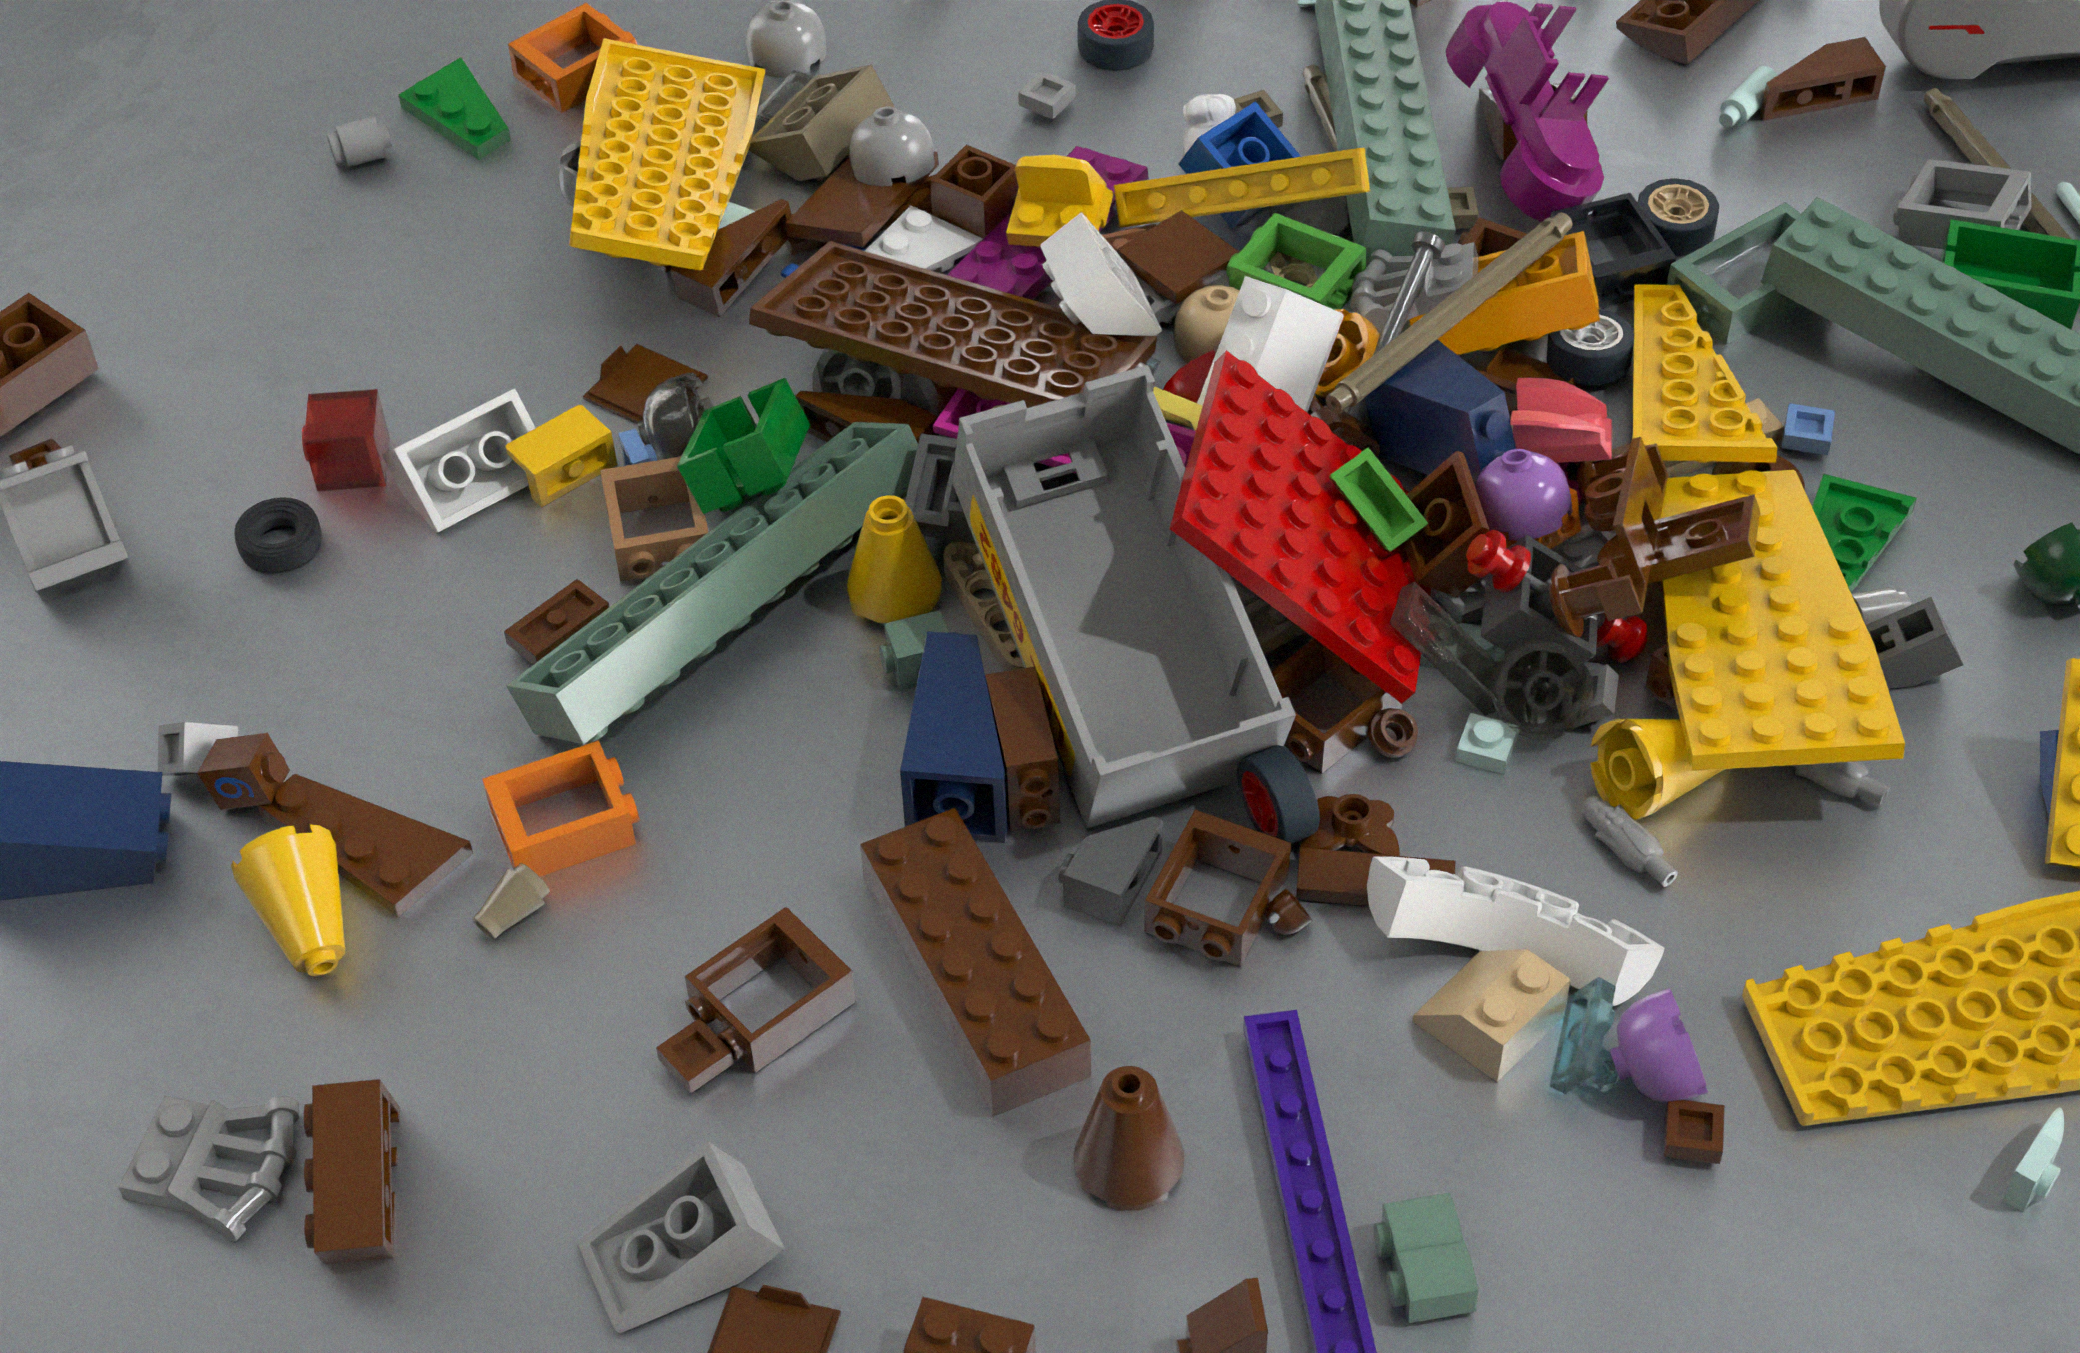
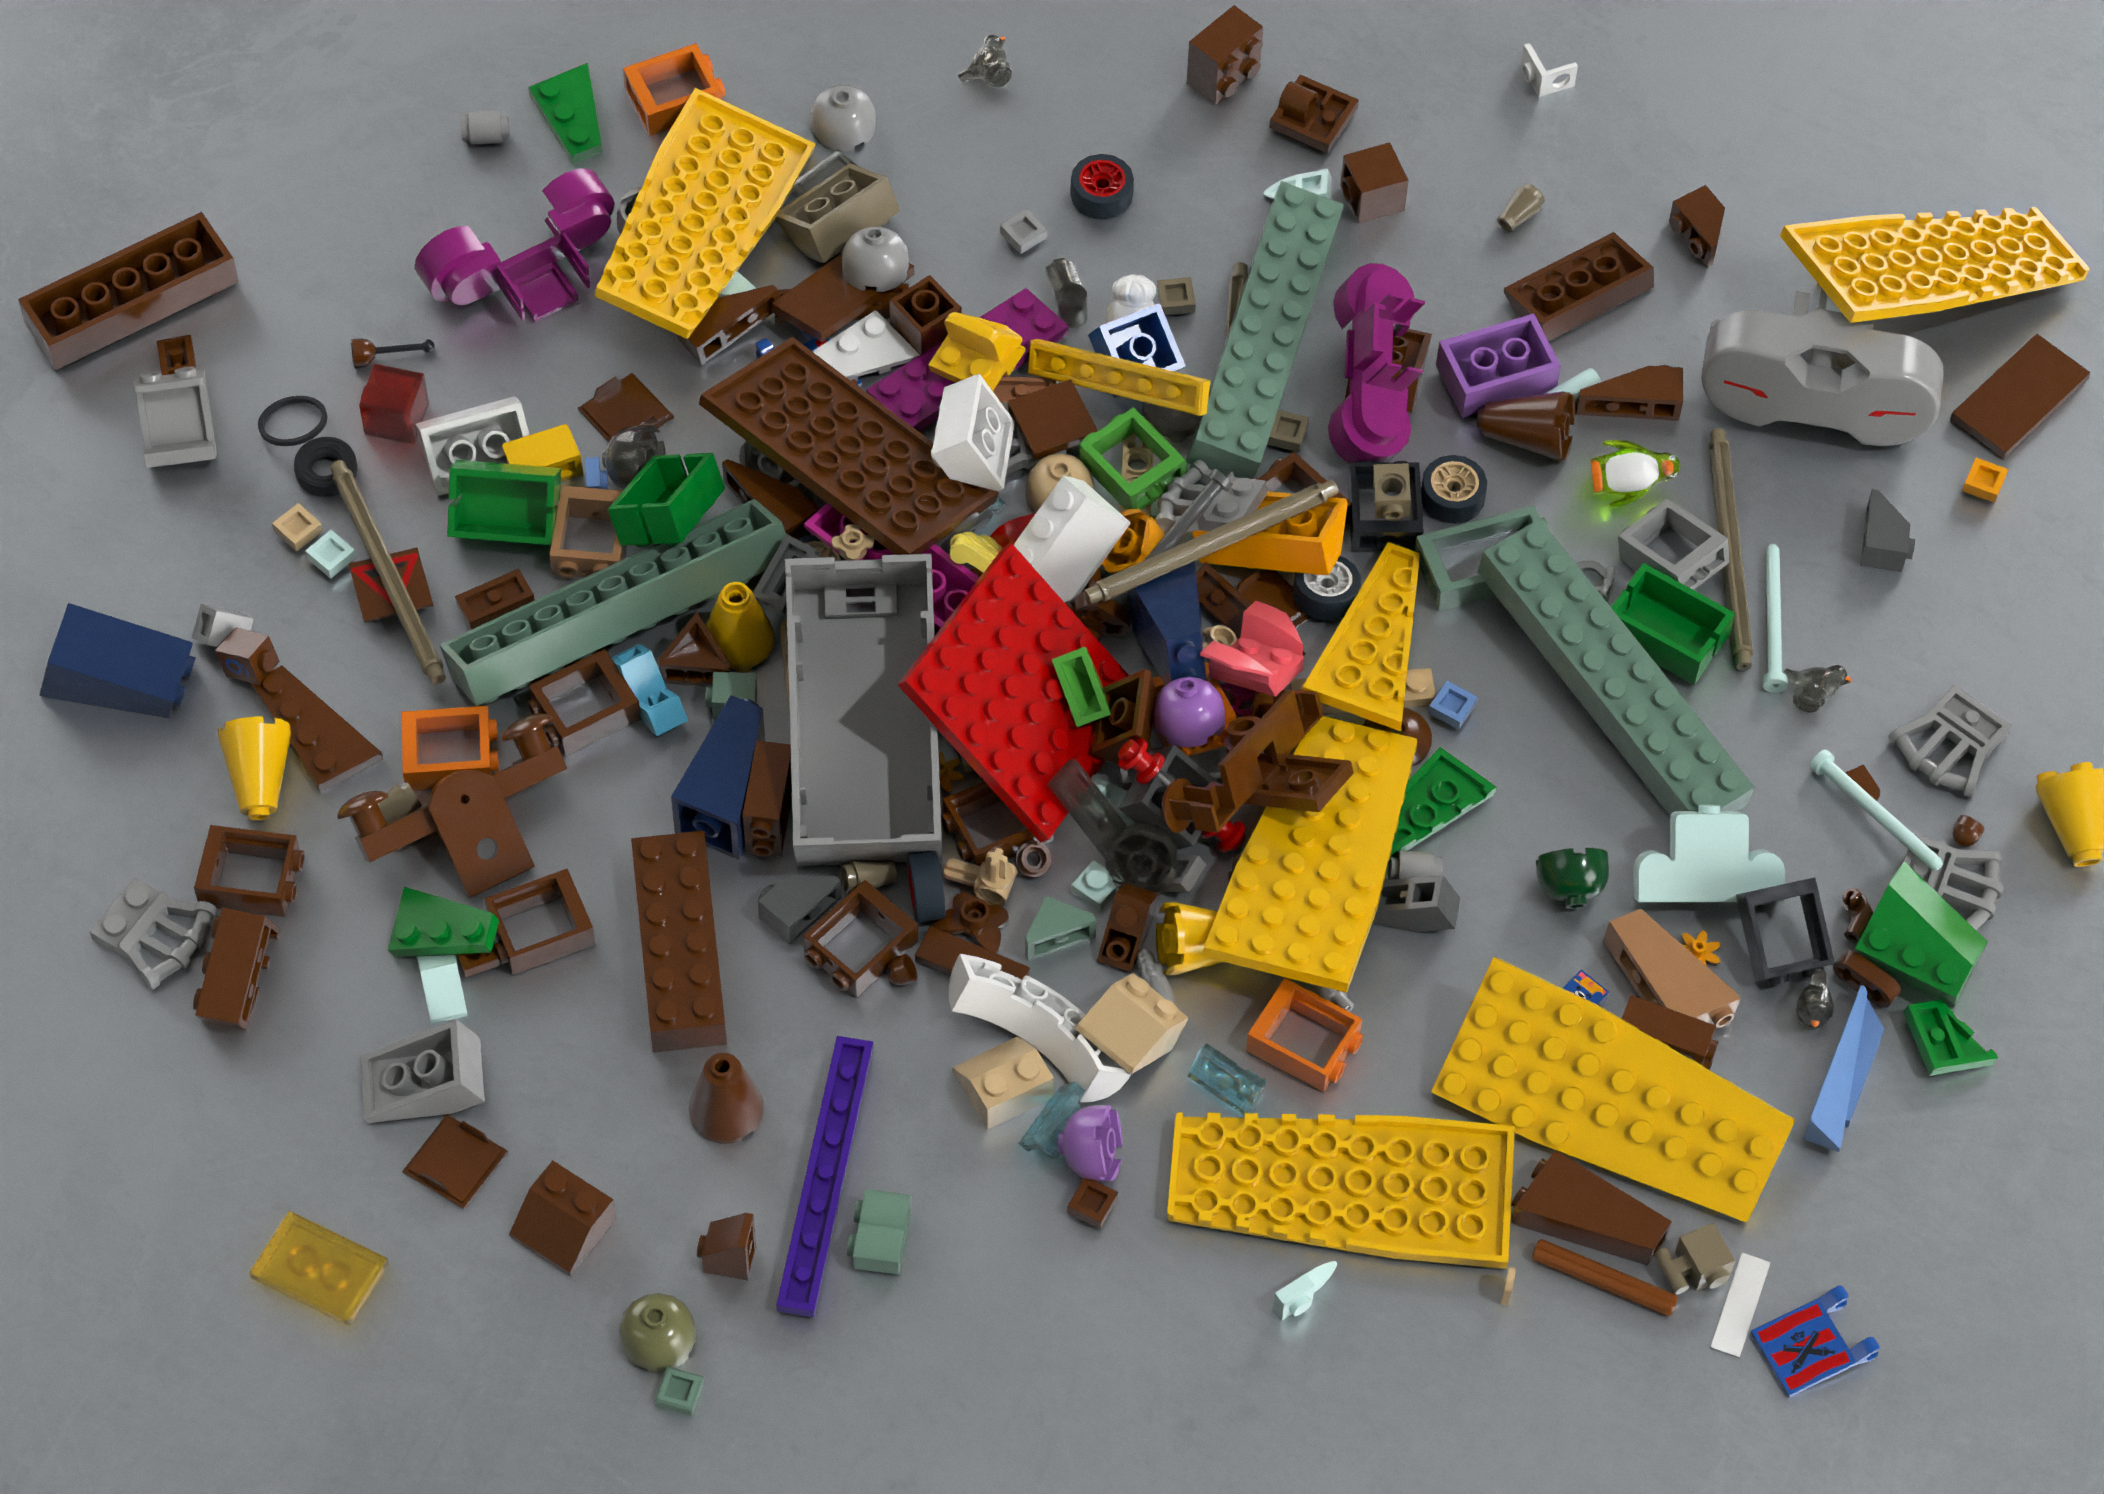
camera: 15 degrees right, 10 degrees up
(223, 516) = (289, 400): none -> black piece
(263, 609) = (297, 527): none -> tan plate
(288, 400) = (365, 351): none -> hinge
(318, 628) = (330, 553): none -> light aqua plate
(325, 1003) = (254, 843): none -> reddish brown window
(392, 275) = (464, 270): none -> magenta piece
(409, 627) = (388, 572): none -> dark tan piece
(412, 641) = (371, 592): none -> reddish brown piece
(532, 504) = (503, 501): none -> green piece
(616, 873) = (466, 810): none -> reddish brown piece
(633, 1033) = (440, 927): none -> green wing
(662, 1113) = (442, 987): none -> light aqua slope
(752, 674) = (596, 727): none -> reddish brown window
(797, 673) = (659, 706): none -> medium azure brick
(849, 615) = (692, 657): none -> reddish brown slope
(1129, 137) = (1068, 292): none -> clear smoke piece
(1179, 806) = (872, 871): none -> dark tan cone
(1355, 765) = (990, 881): none -> tan axle
(1470, 801) = (1057, 928): none -> sand green slope
(1557, 777) = (1127, 926): none -> reddish brown slope
(1622, 220) = (1391, 479): none -> dark tan brick
(1634, 883) = (1133, 1023): none -> tan slope
(1661, 85) = (1497, 364): none -> medium lavender brick
(1729, 129) = (1531, 423): none -> reddish brown cone
(1786, 923) = (1227, 1080): none -> clear light blue hinge
(1858, 807) = (1294, 997): none -> orange window
(1867, 146) = (1631, 470): none -> animal

